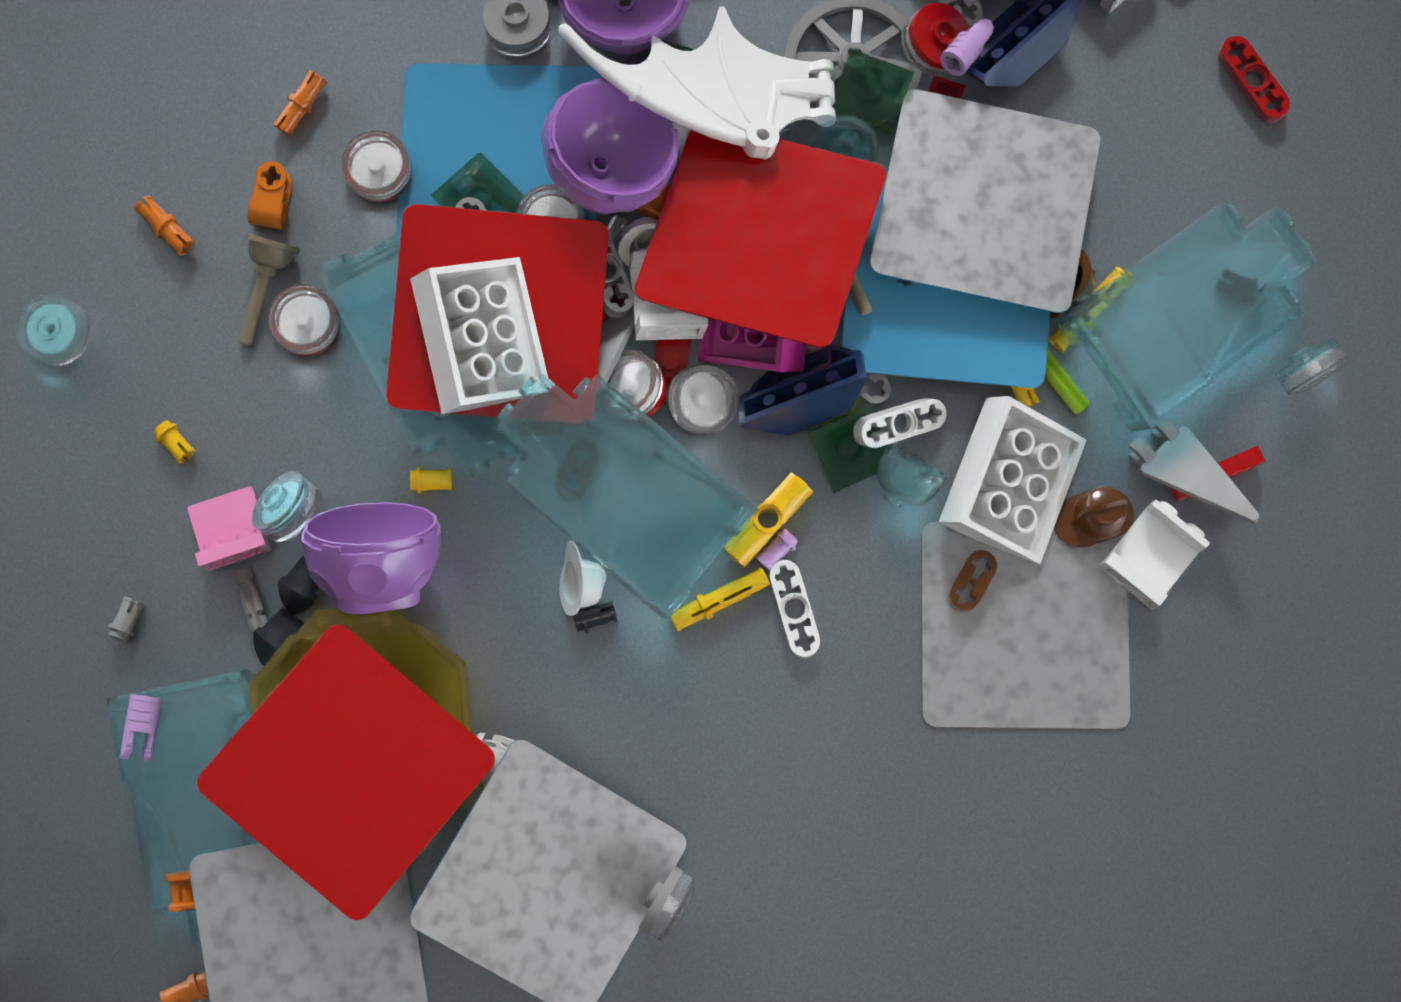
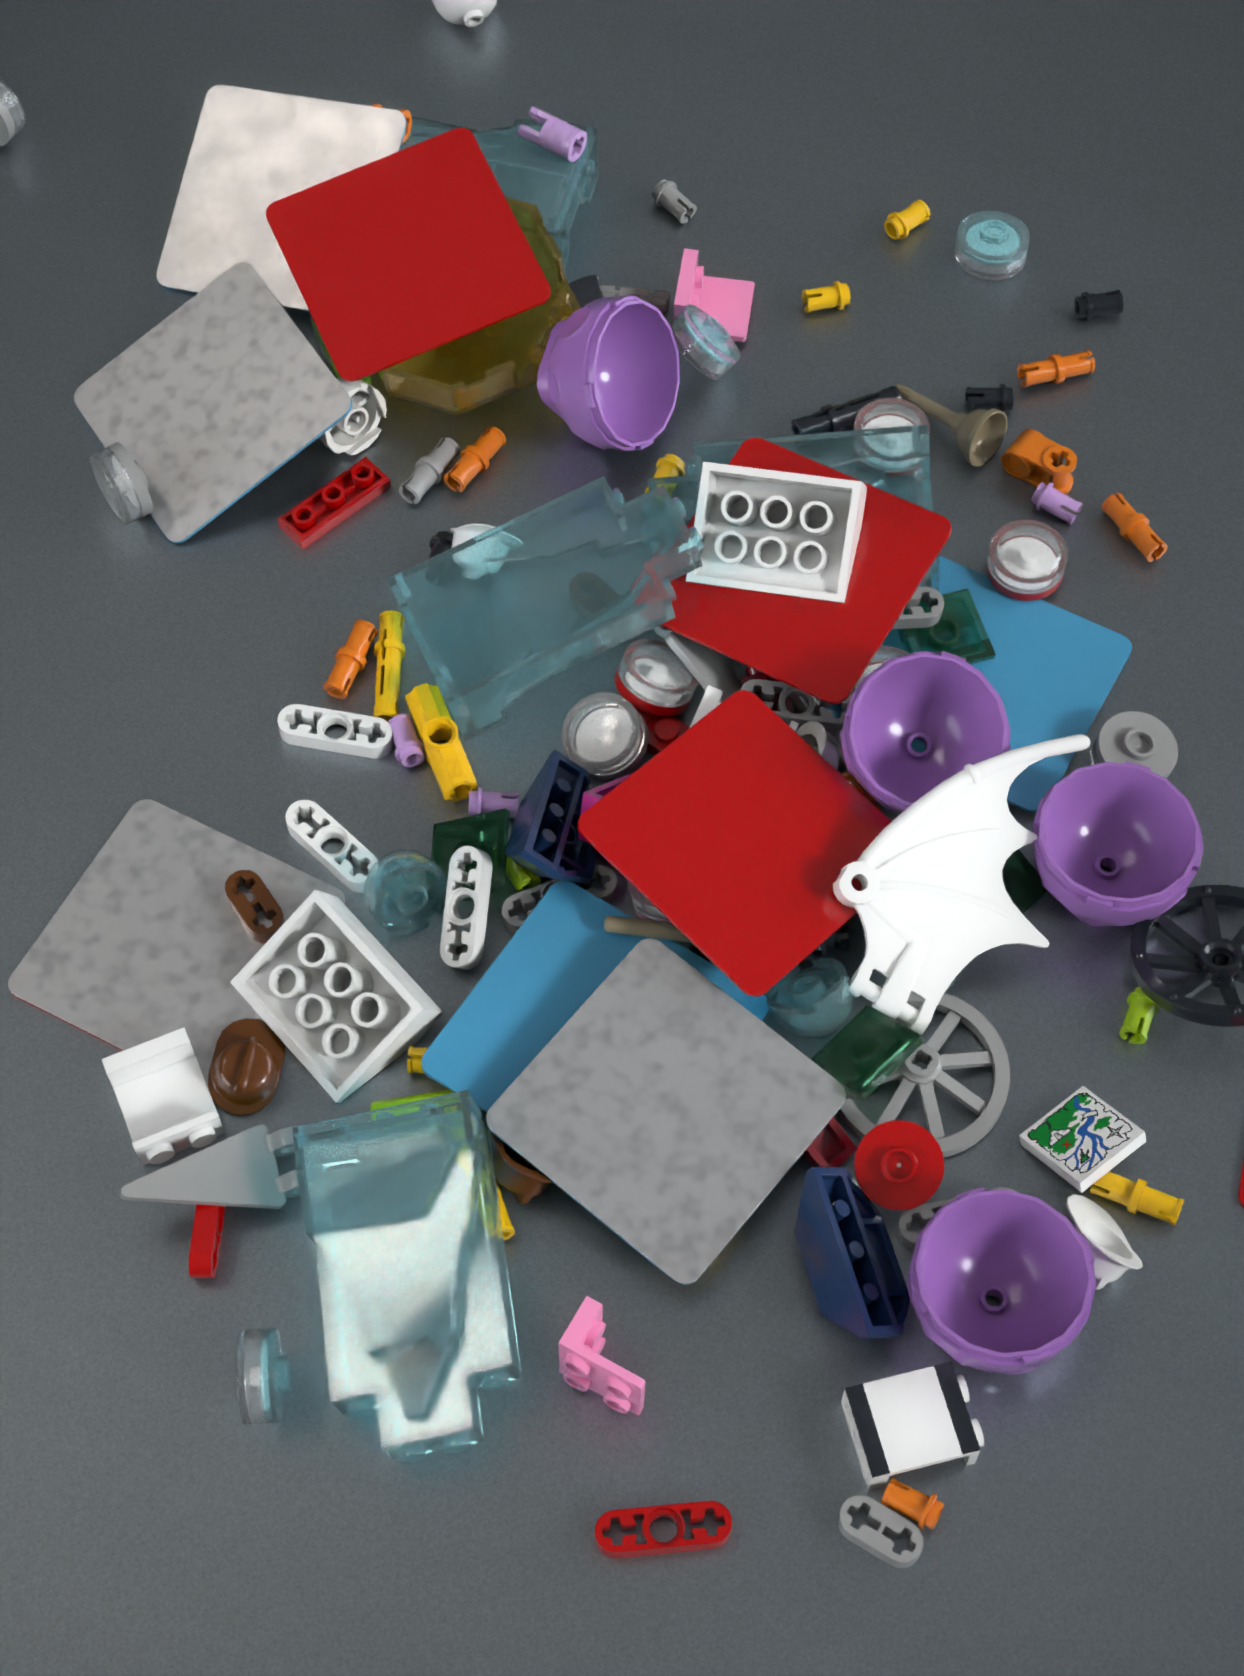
camera: 115 degrees right, 20 degrees down
(62, 417) = (900, 223): none -> yellow pin
(80, 227) = (1098, 304): none -> black pin
(217, 258) = (989, 398): none -> black pin
(303, 177) = (1053, 501): none -> lavender pin
(322, 391) = (834, 418): none -> black pin
(487, 640) = (474, 459): none -> orange pin
(517, 670) = (429, 470): none -> light grey pin
(604, 738) = (334, 503): none -> red tile
(727, 632) = (350, 659): none -> orange pin
(798, 458) = (485, 801): none -> lavender pin
(890, 528) = (326, 829): none -> white beam
(966, 47) = (866, 1175): lavender hinge -> none
(1179, 175) = (586, 1369): none -> bright pink bracket

